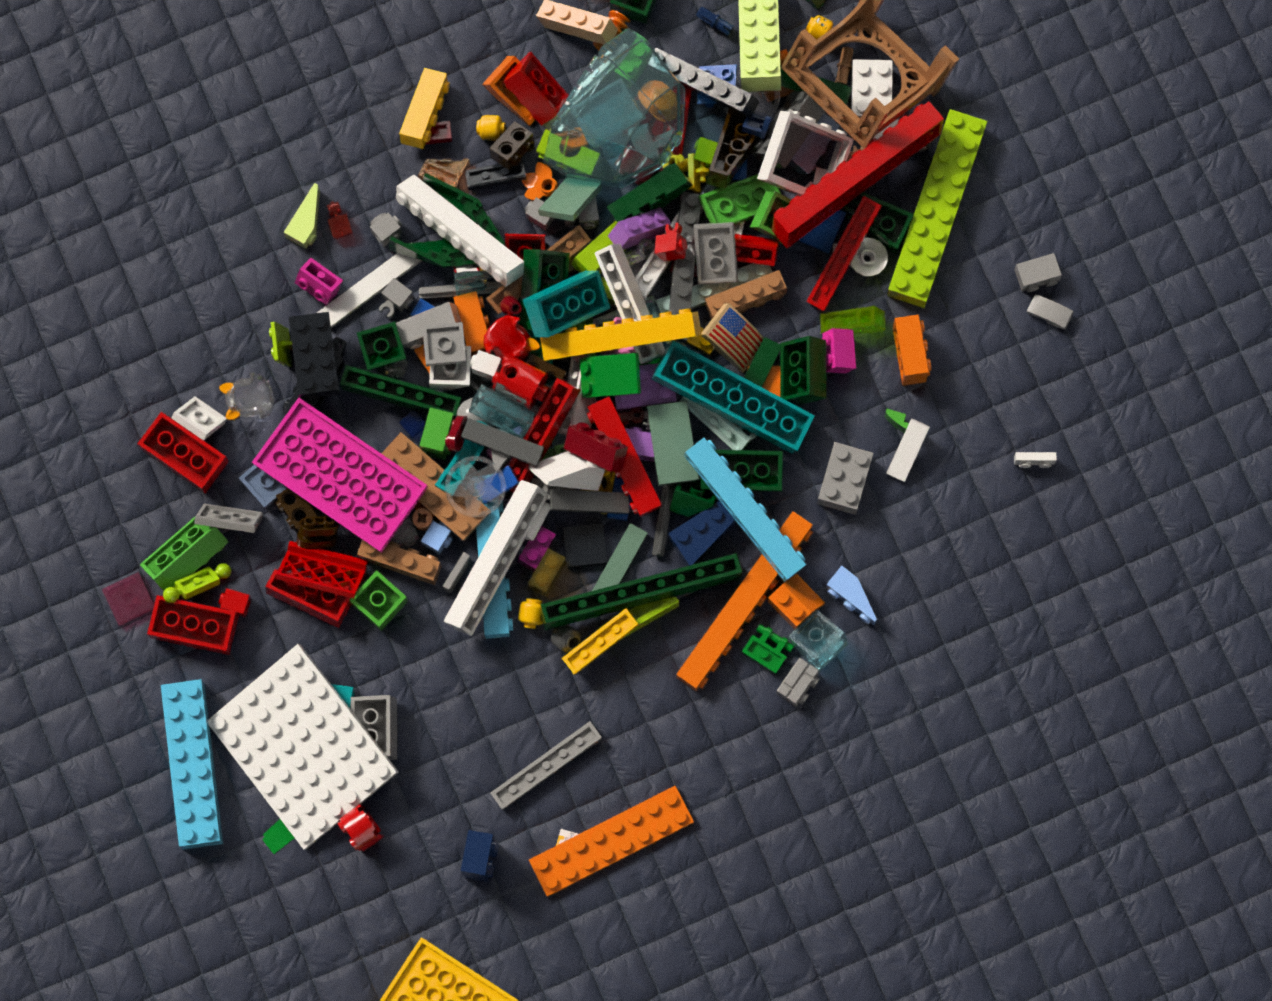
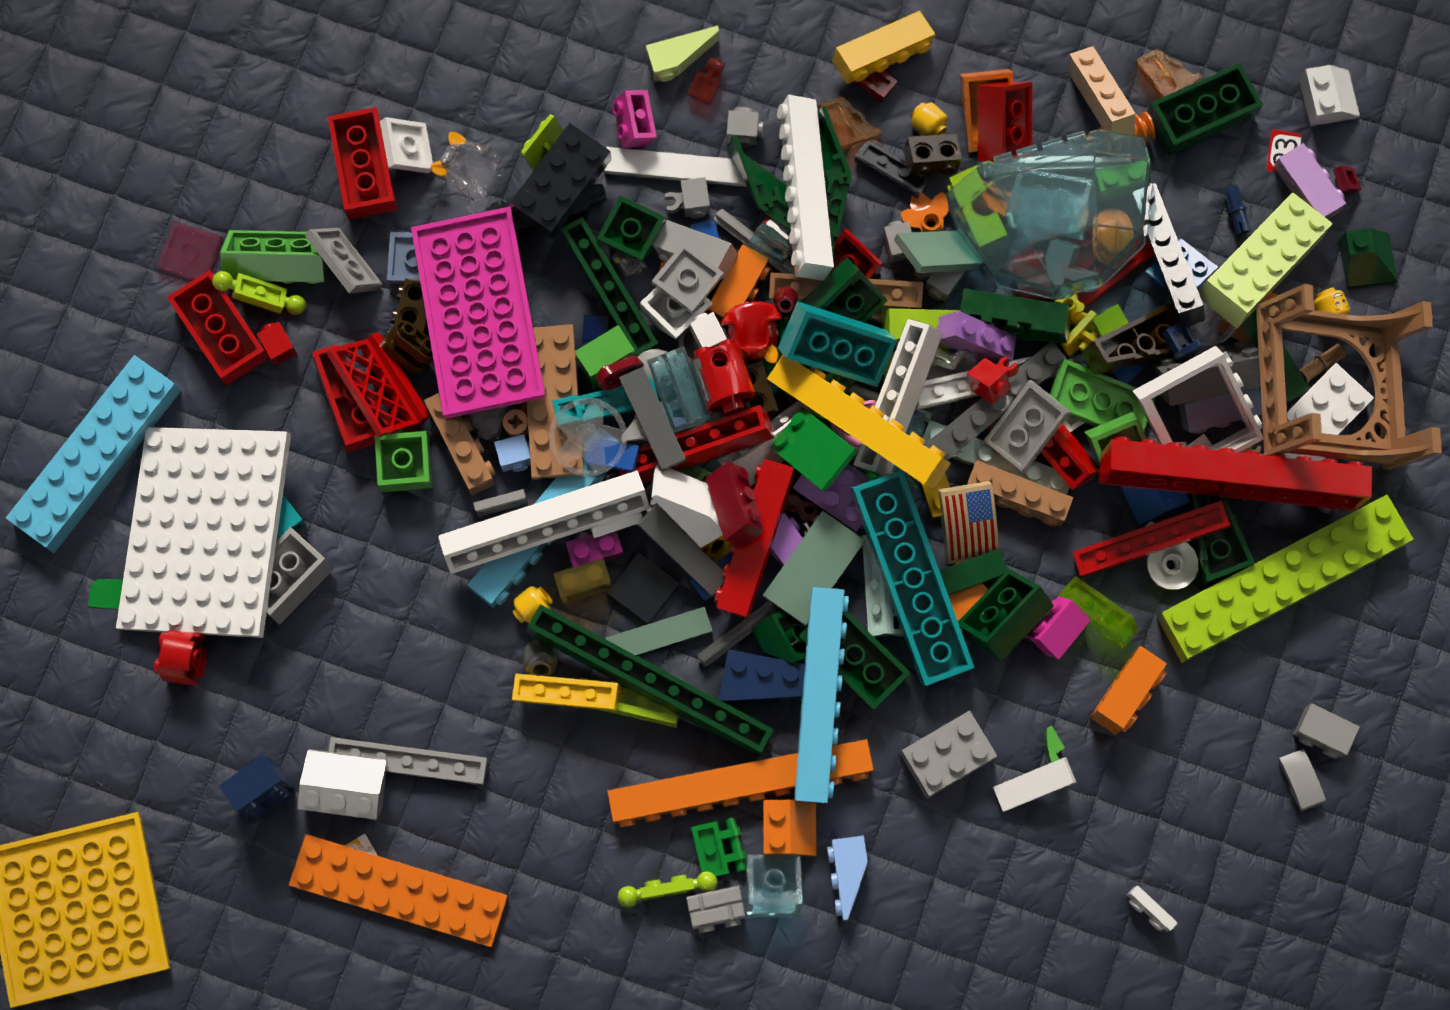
camera: 40 degrees right, 0 degrees up
(523, 811) = (342, 784): none -> slope
(743, 721) = (629, 896): none -> lime plate

